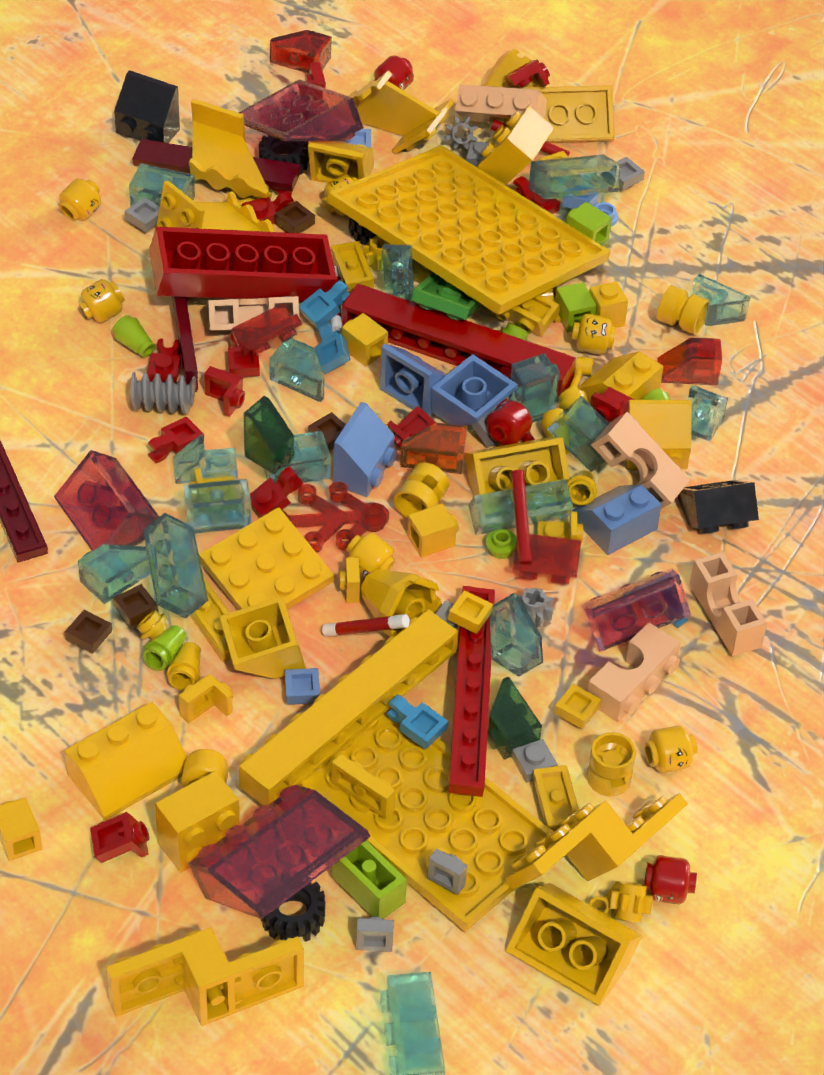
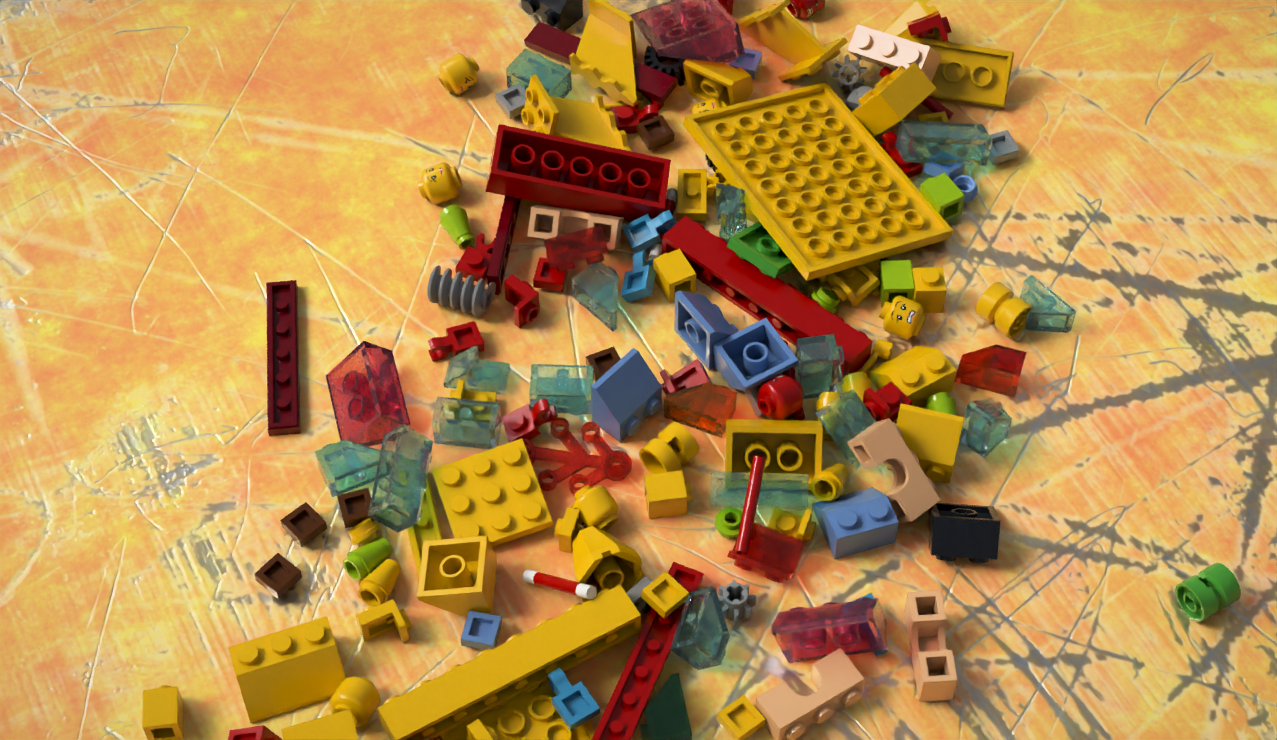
camera: 20 degrees right, 5 degrees up
(81, 681) = (278, 575): none -> reddish brown plate
(267, 436) = (530, 364): clear green slope -> none

